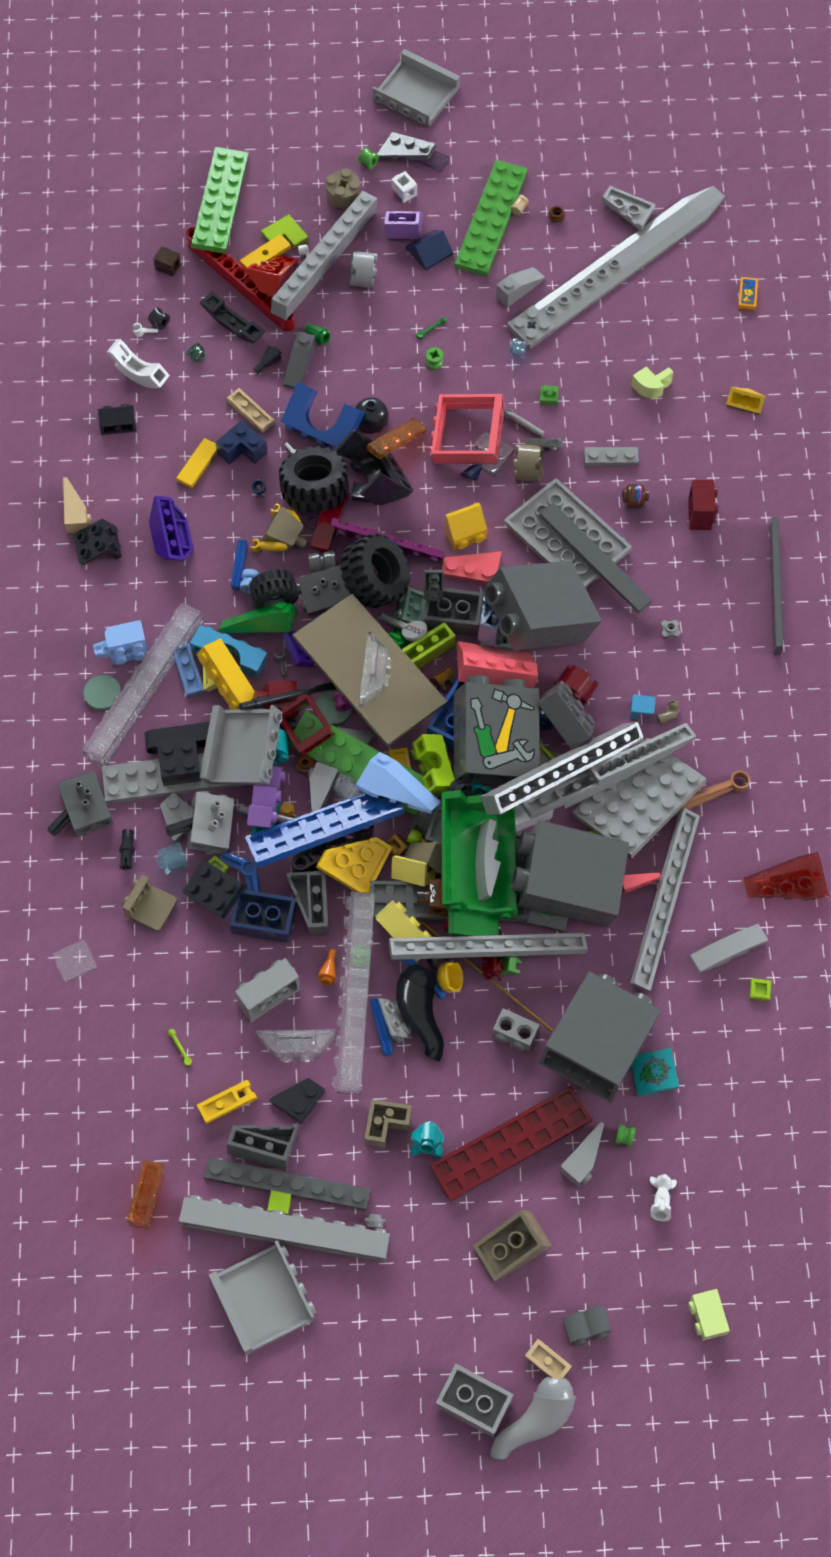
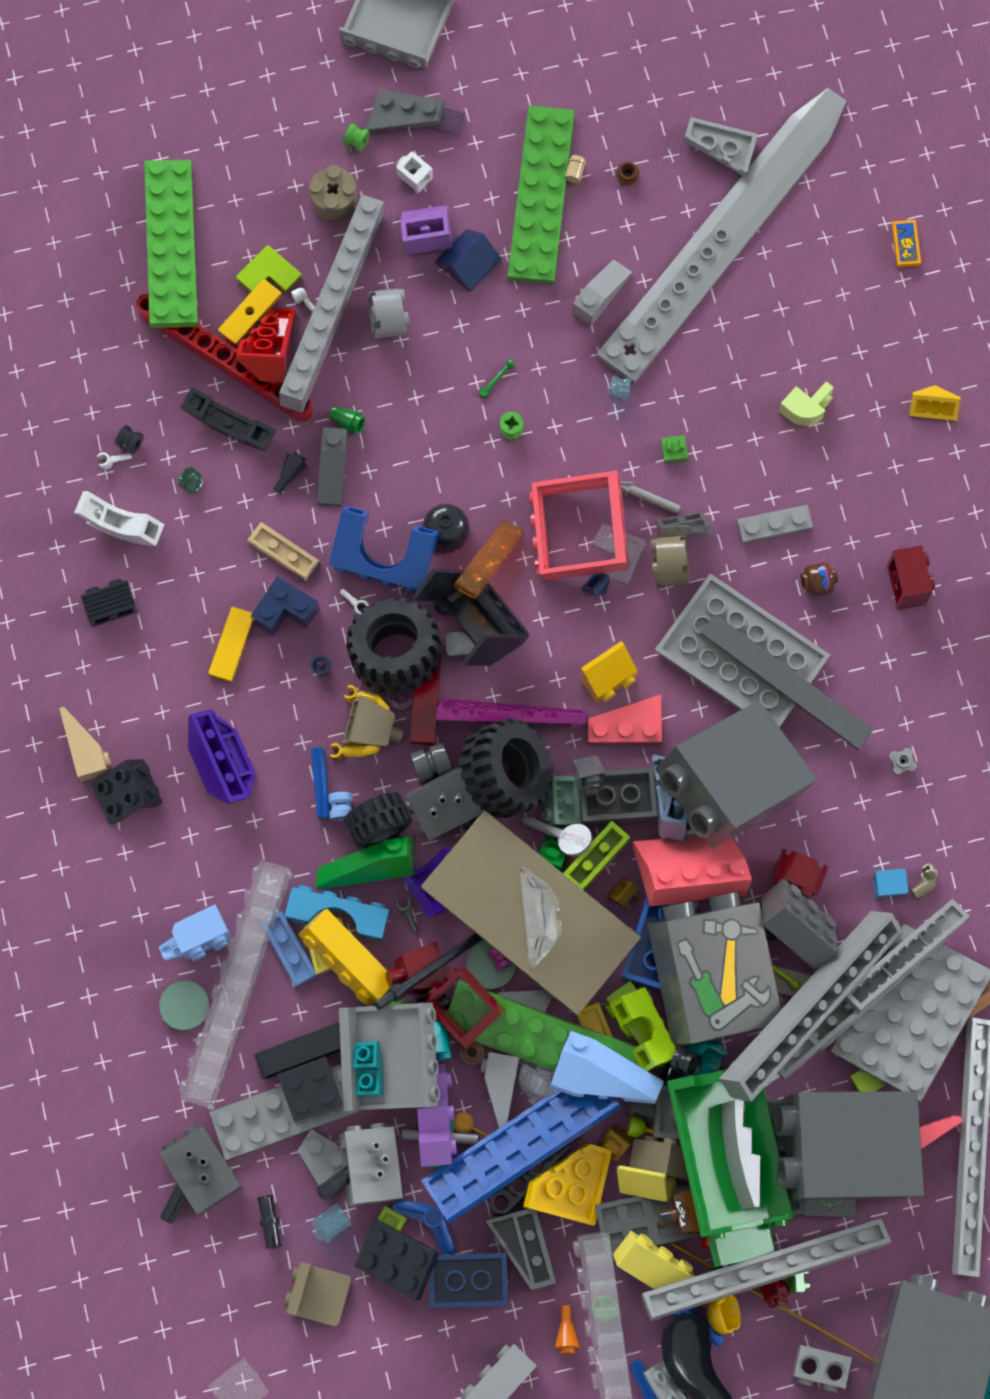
camera: 10 degrees left, 10 degrees up
(167, 261) = (119, 350): dark brown panel -> none
(226, 751) = (369, 1068): none -> teal slope

